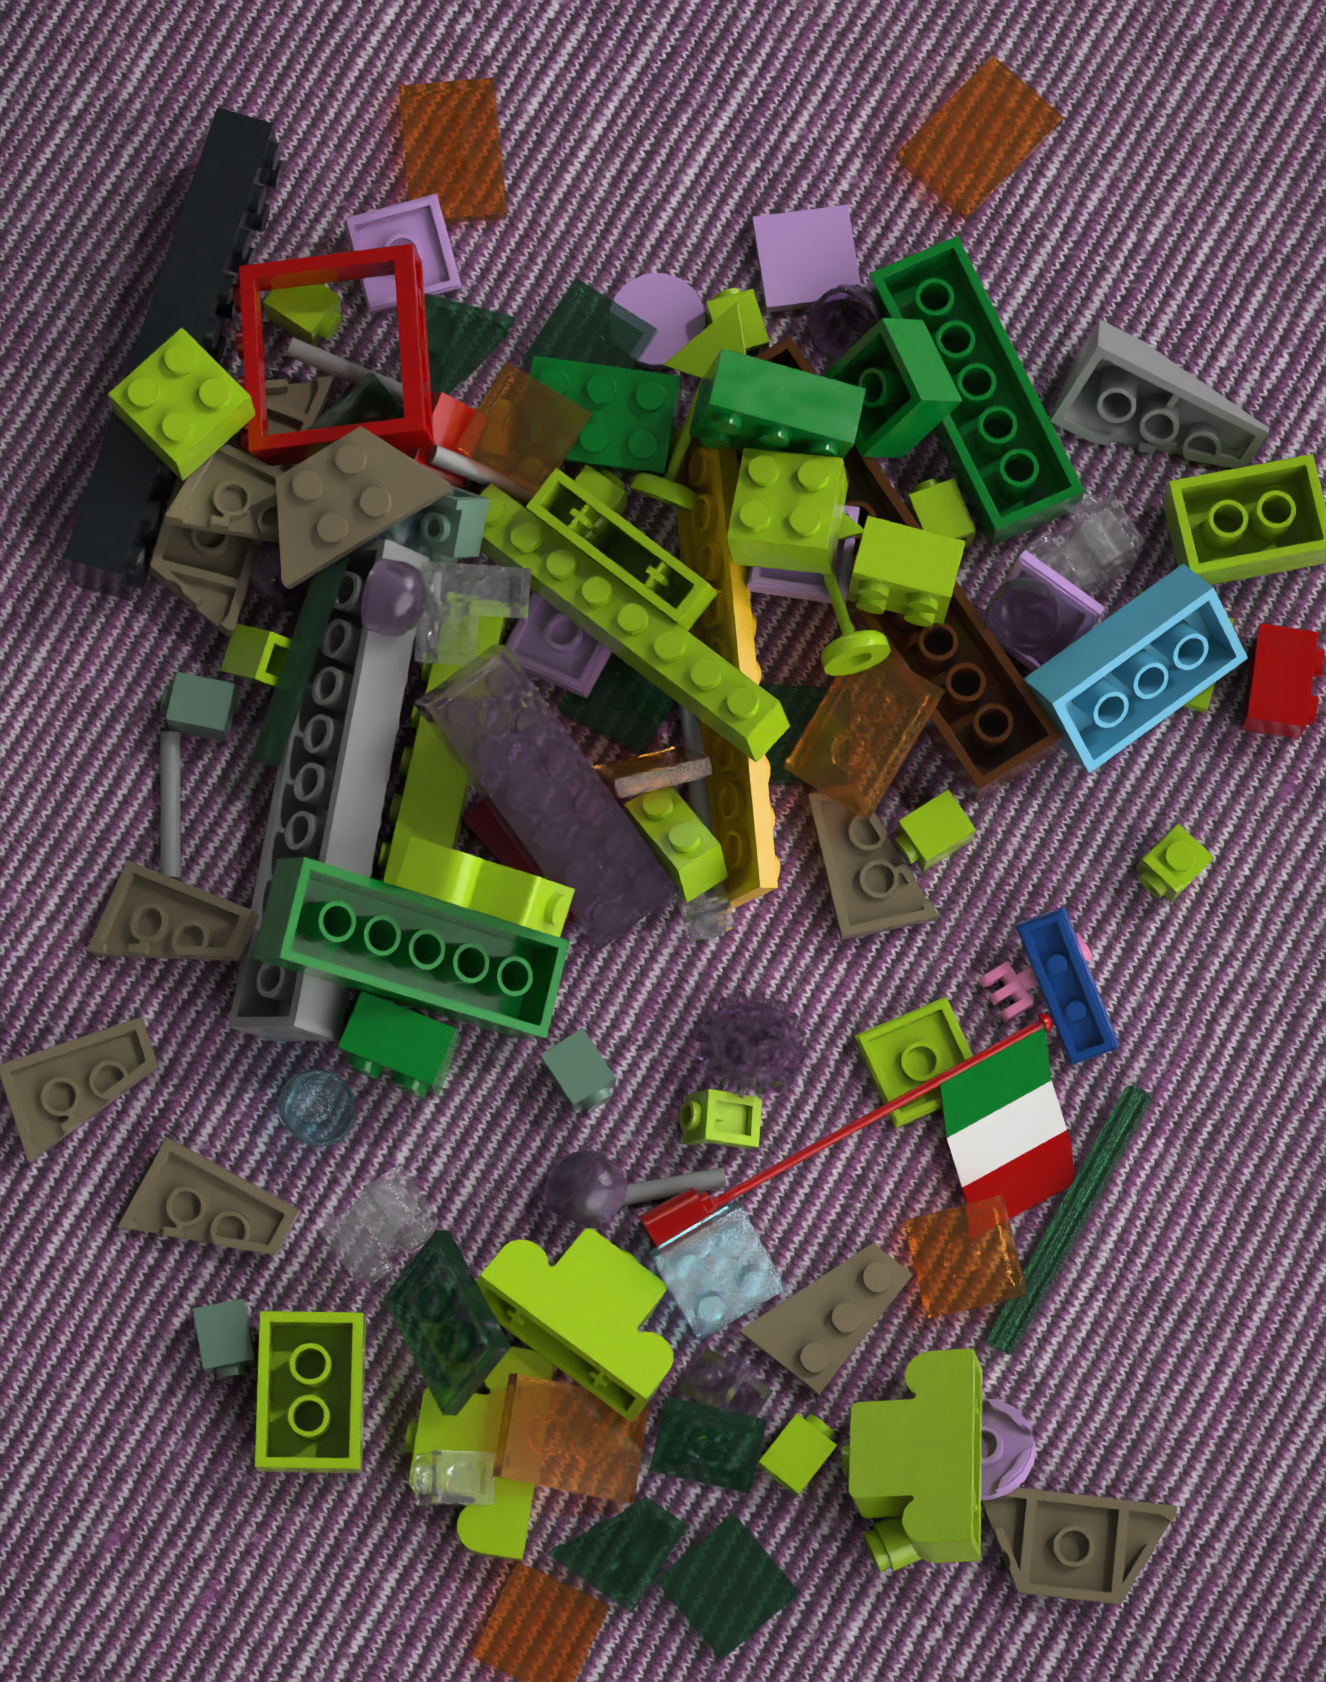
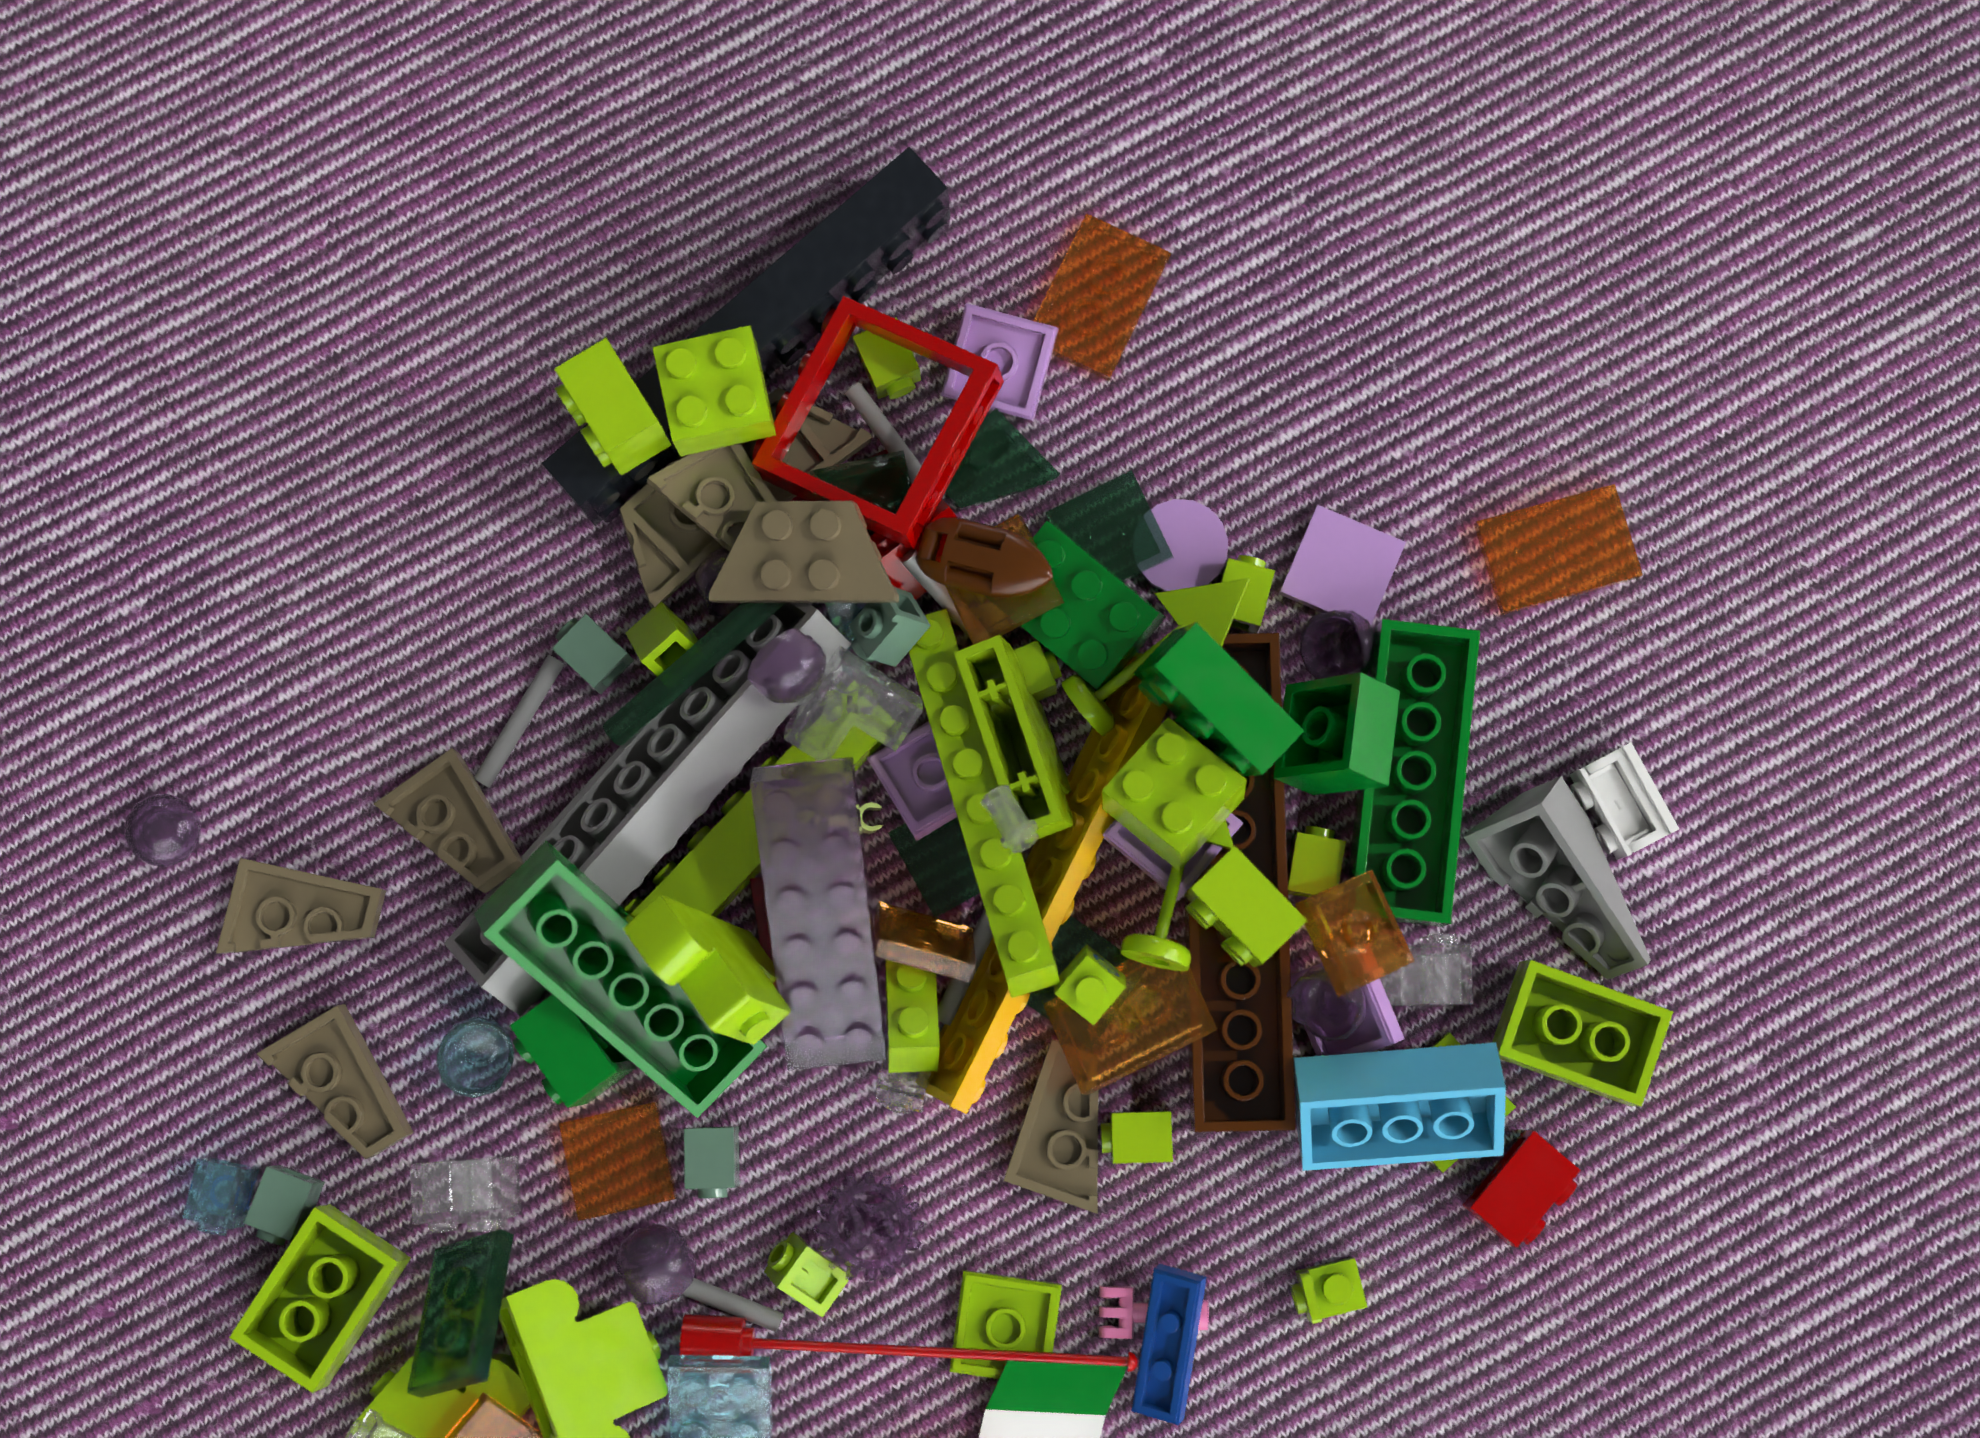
camera: 40 degrees right, 5 degrees up
(104, 466) = (618, 417): none -> lime brick
(163, 1365) = (220, 1195): none -> clear light blue brick
(496, 1127) = (617, 1161): none -> clear orange tile
(499, 416) = (982, 559): none -> reddish brown piece
(665, 608) = (1016, 829): none -> clear pin
(815, 715) = (1090, 984): none -> lime brick
(1011, 538) = (1355, 933): none -> clear orange tile
(1165, 312) = (1622, 802): none -> white hinge

